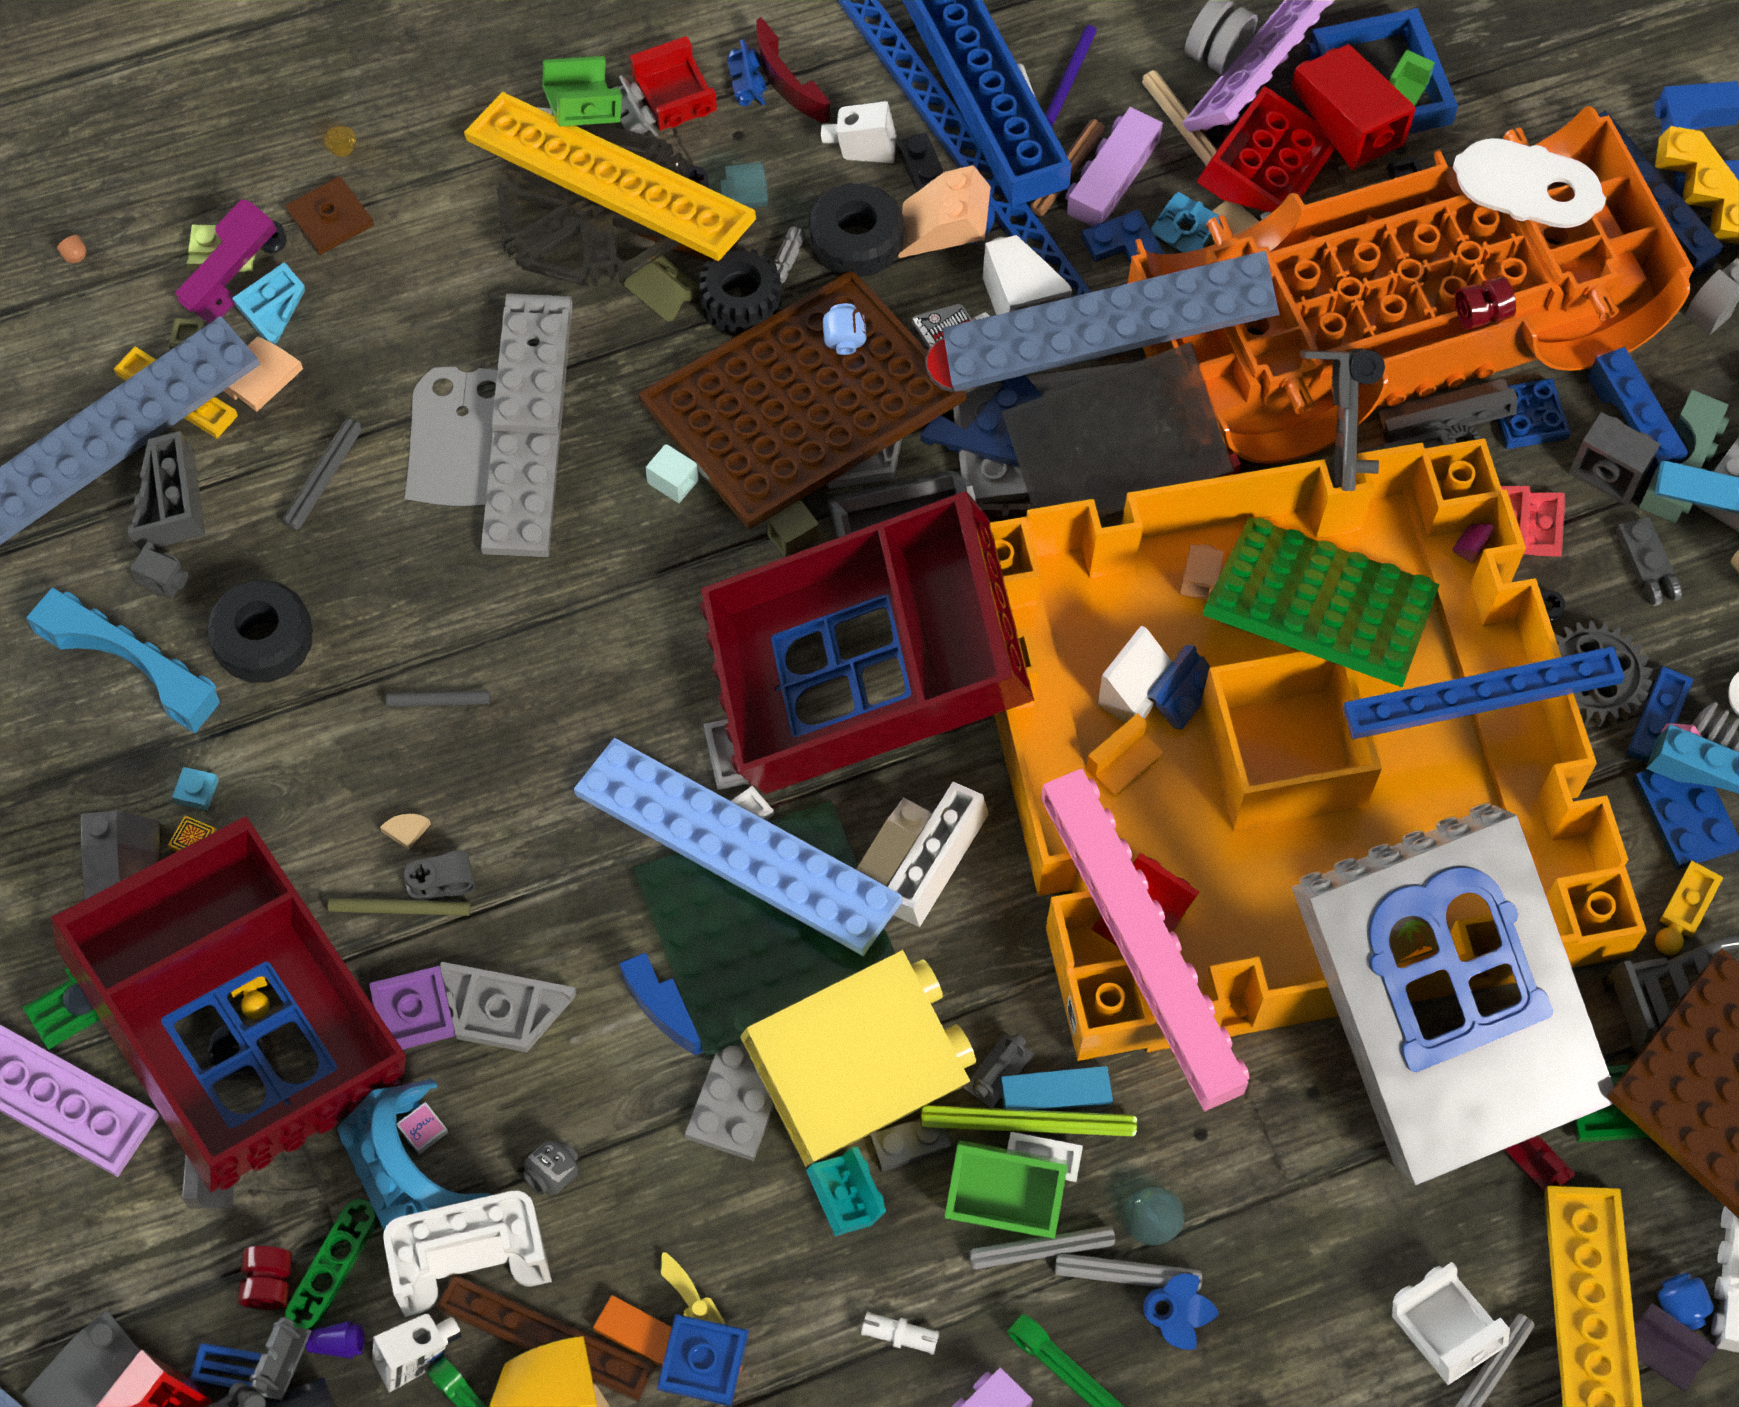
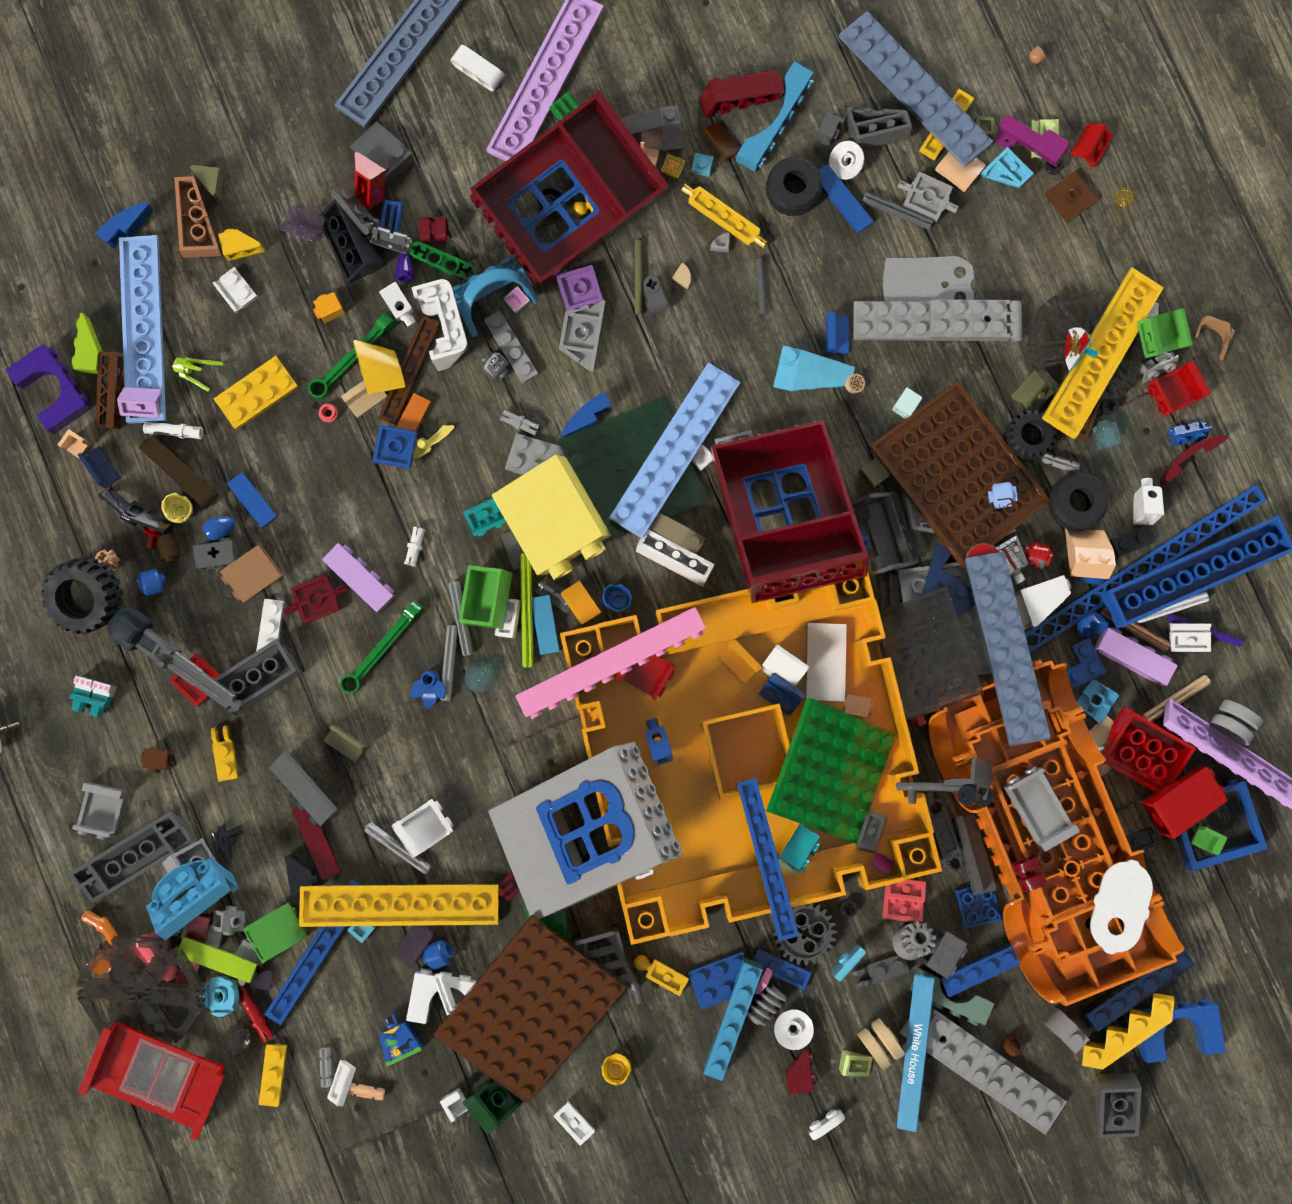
camera: 90 degrees right, 20 degrees up
(69, 713) = (740, 92): none -> dark red wedge
(156, 753) = (721, 141): none -> reddish brown slope
(221, 563) = (840, 156): none -> white dish
(240, 178) = (1092, 143): none -> red panel
(297, 553) = (844, 200): none -> blue tile
(299, 752) = (724, 216): none -> yellow plate
(303, 424) = (928, 196): none -> light grey plate
(349, 761) = (721, 243): none -> light grey tile
(513, 1141) = (511, 347): none -> light grey plate
(537, 580) = (837, 334): none -> blue panel
(579, 17) = (1221, 327): none -> medium nougat helmet
(598, 204) = (1077, 345): none -> shield
(601, 629) = (806, 370): none -> medium azure wedge
(629, 553) = (854, 383): none -> tile
(665, 1127) = (519, 422): none -> light grey pin
(944, 289) = (1038, 555): none -> red head
(1009, 958) = (617, 598): none -> blue hair
(1016, 1018) = (580, 603): none -> light orange panel
(1058, 221) = (1091, 623): none -> blue hair
(1082, 91) = (1190, 637): none -> white plate
(1110, 615) = (826, 661): none -> white tile
(1273, 881) = (661, 749): none -> blue torso
(1379, 286) = (1040, 809): none -> light grey panel
(1420, 557) = (871, 832): none -> dark grey plate
(1453, 654) = (799, 847): none -> teal brick
(1599, 501) = (913, 941): none -> light grey gear
(1641, 602) = (847, 962): none -> medium azure plate

